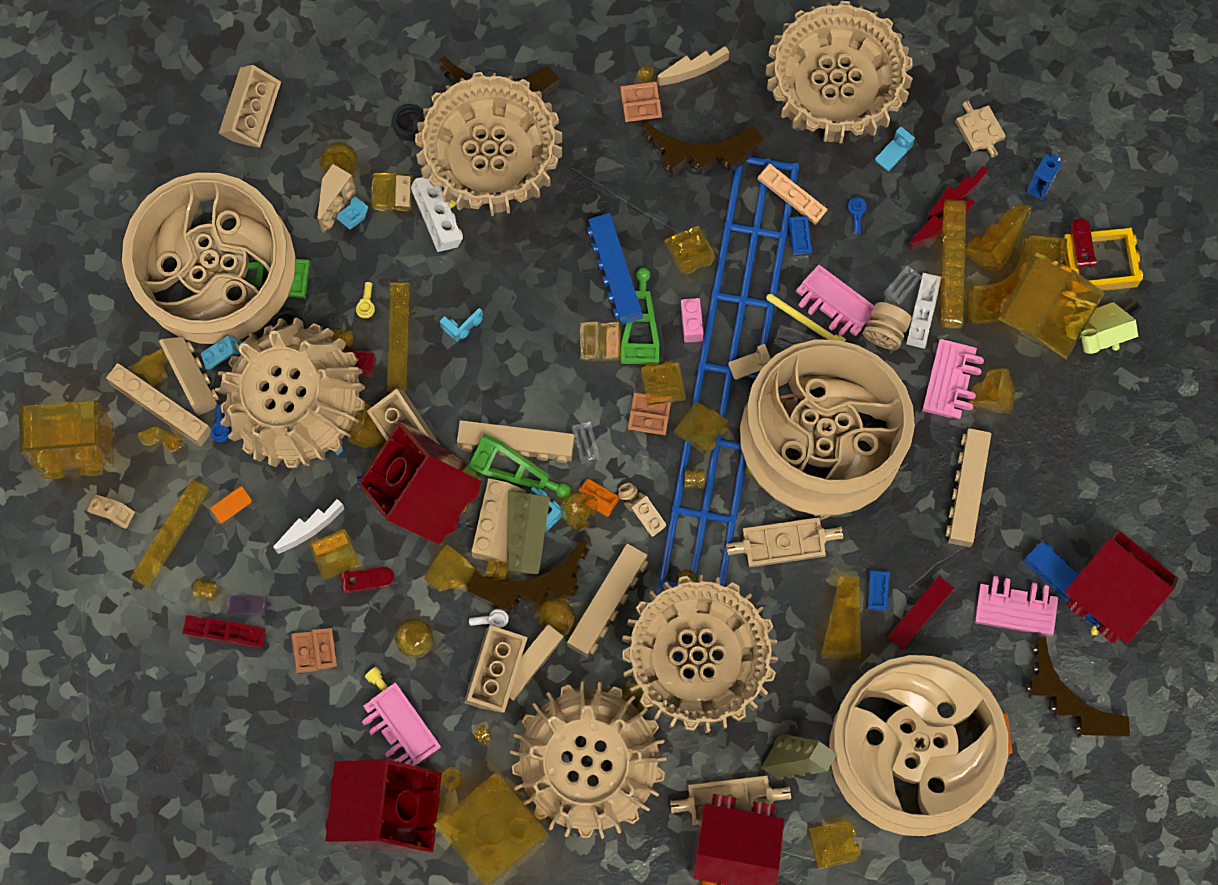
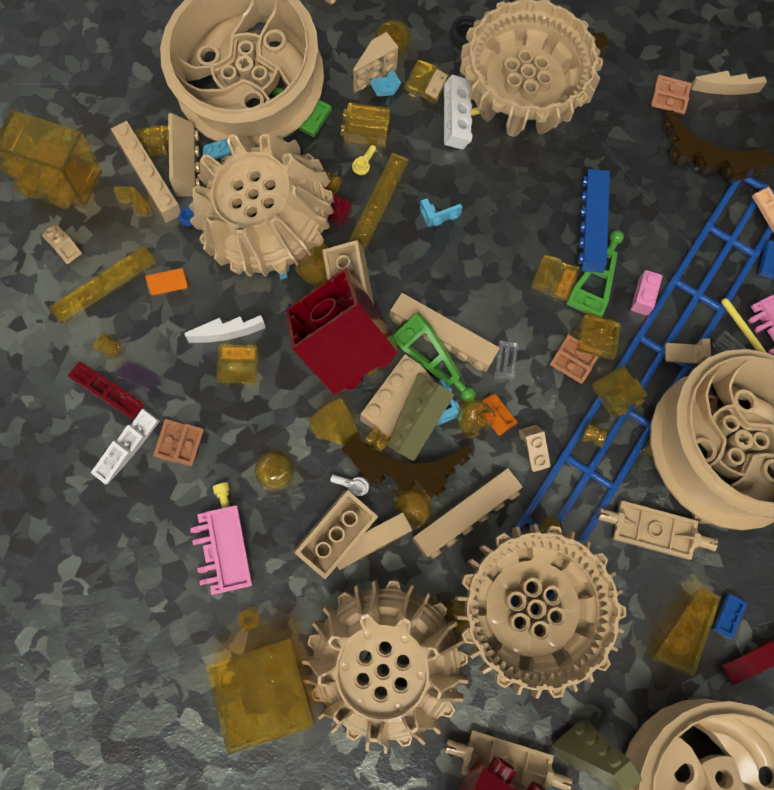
camera: 15 degrees right, 0 degrees up
(267, 674) = (125, 447): none -> white slope
(351, 264) = (365, 125): none -> clear yellow brick
(366, 579) = (256, 399): dark red plate -> none
(383, 806) = (168, 623): dark red slope -> none
(482, 734) = (296, 590): clear yellow plate -> none
(627, 491) = (526, 420): tan plate -> none
(645, 73) = (684, 73): clear yellow plate -> none
(690, 250) = (668, 233): clear yellow plate -> none

